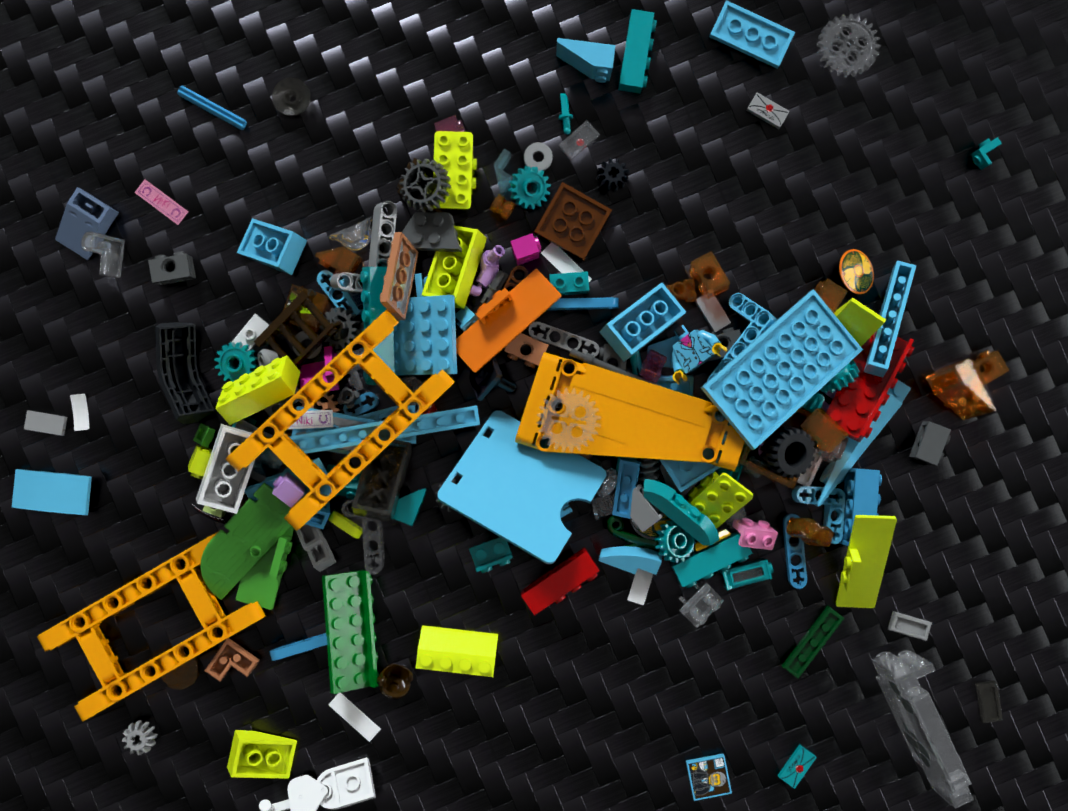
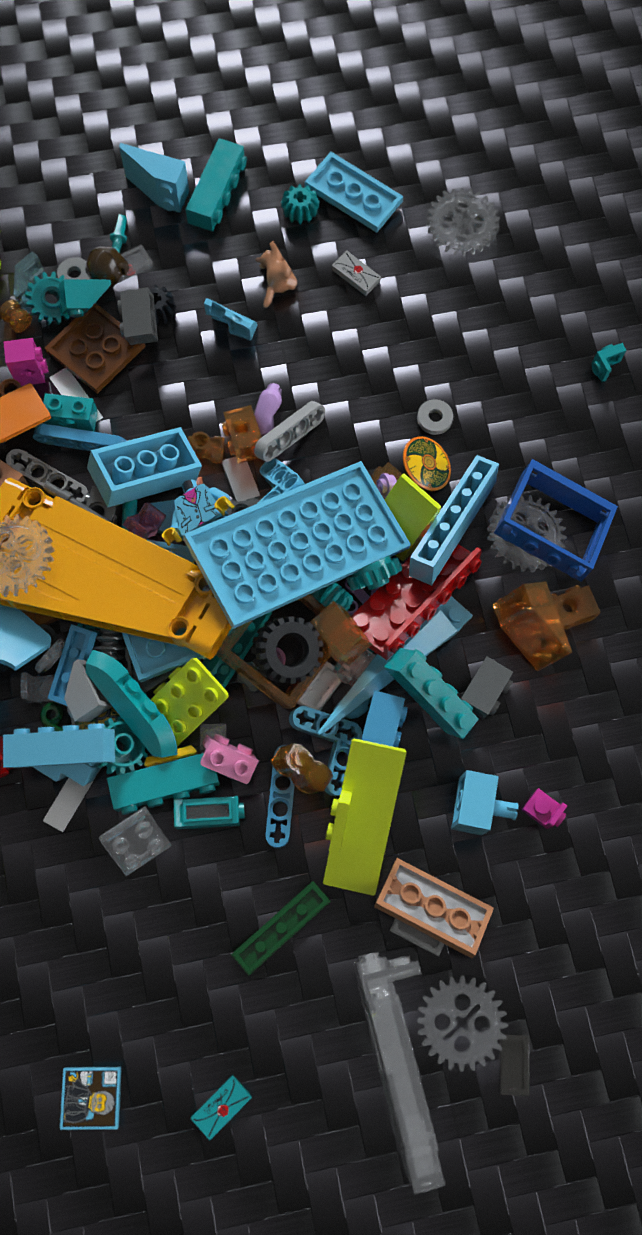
camera: 10 degrees right, 15 degrees down
(557, 183) = (80, 295): none -> teal slope
(565, 149) = (106, 264): none -> dark brown cap
(607, 193) = (138, 316): none -> dark grey brick
(638, 555) = (59, 747): none -> medium azure brick
(681, 177) = (237, 323): none -> medium azure slope
(707, 127) = (278, 273): none -> nougat animal
(714, 51) = (300, 204): none -> teal gear
(723, 252) = (267, 405): none -> lavender arm
(746, 267) = (271, 444): none -> light grey beam
(833, 301) = (385, 483): none -> lavender plate
(856, 218) = (435, 427): none -> light grey piece
(896, 460) = (431, 692): none -> teal brick
(919, 609) = (434, 908): none -> nougat piece
(940, 331) = (532, 516): none -> clear gear
(940, 532) = (477, 803): none -> medium azure brick
(964, 693) = (479, 1042): none -> clear gear
(973, 276) = (571, 495): none -> blue window
(986, 524) = (545, 809): none -> dark pink bracket

